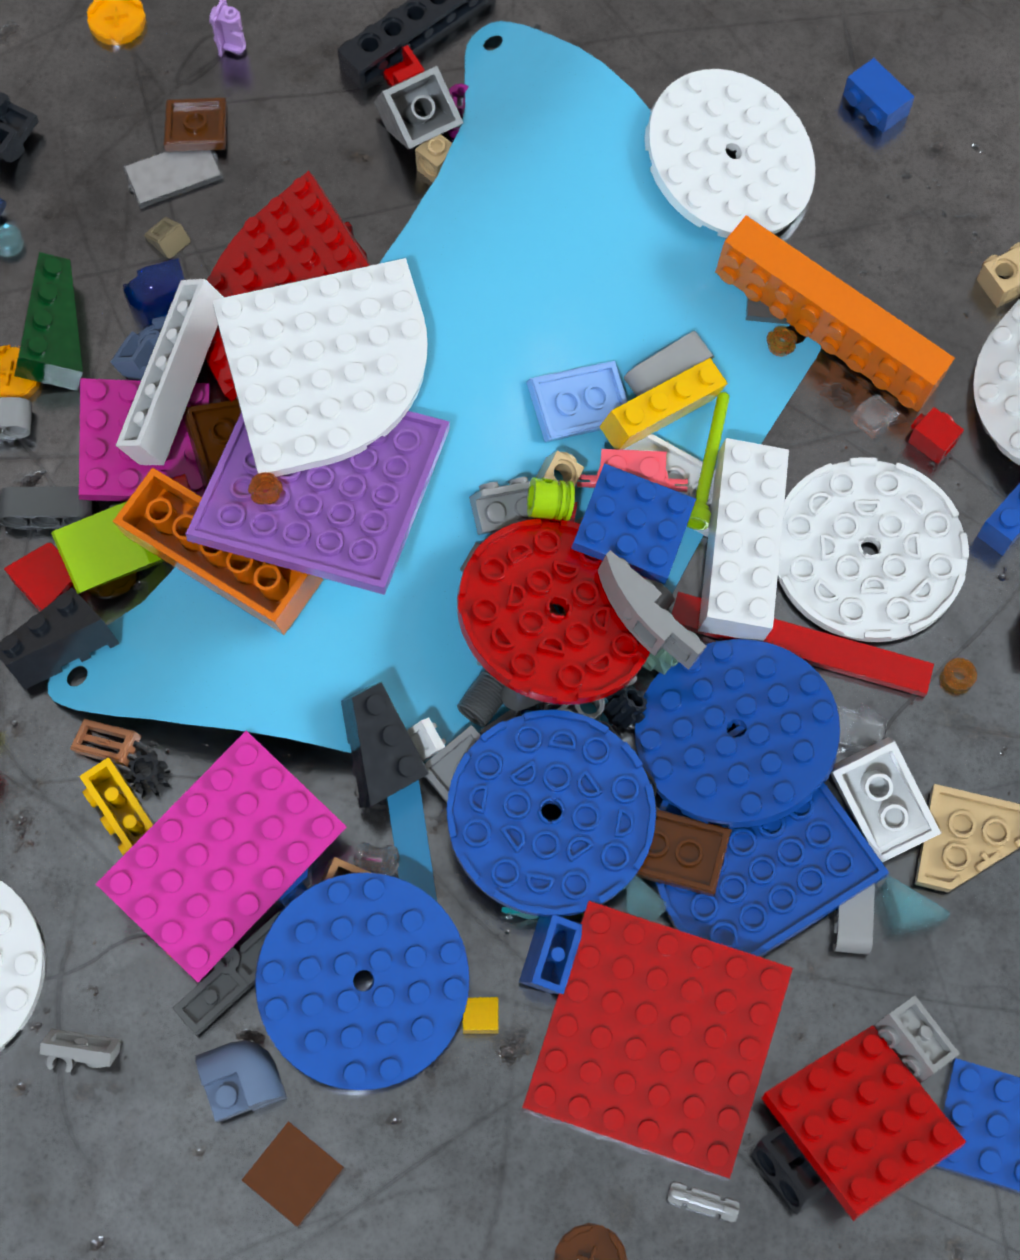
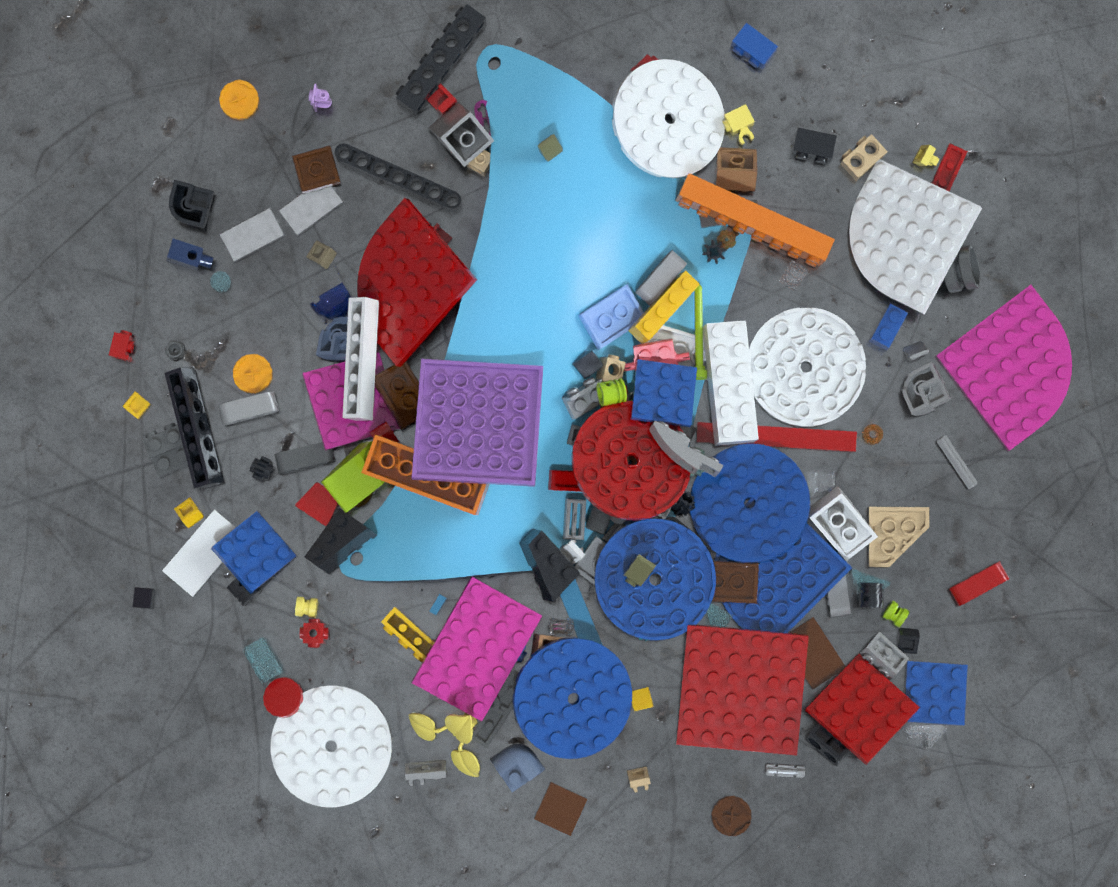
camera: 15 degrees left, 15 degrees up
(50, 331) = (270, 339): dark green wedge -> none
(74, 191) = (252, 235): none -> flat silver piece
(124, 748) = (400, 596): nougat tile -> none
(151, 781) = (415, 600): black gear -> none
(155, 982) = (461, 727): none -> light yellow plant
(184, 777) = (438, 604): none -> dark azure tile
(262, 482) = (449, 434): clear orange plate -> none
(300, 146) = (391, 170): none -> black beam
(324, 363) = (460, 347): white plate -> none
(434, 717) = (580, 536): none -> light grey tile
(440, 626) = (562, 481): none -> red tile
(442, 1150) = (638, 777): none -> tan tile
(523, 456) = (587, 364): none -> black slope
(526, 782) = (638, 571): none -> olive slope
(542, 136) = (550, 147): none -> olive slope
(551, 954) = (673, 658): blue brick -> none
(759, 358) = (720, 250): none -> black gear
(806, 1017) = (822, 658): none -> reddish brown tile
(822, 244) = (736, 169): none -> medium nougat slope
(835, 188) = (739, 121): none -> light yellow brick
(915, 922) = (871, 595): none -> black piece
(935, 434) = (832, 282): red brick -> none
(942, 240) = (814, 145): none -> black brick
(949, 971) = (895, 613): none -> lime wheel
(962, 1024) = (908, 640): none -> black slope
(978, 1193) = (931, 732): none -> clear slope

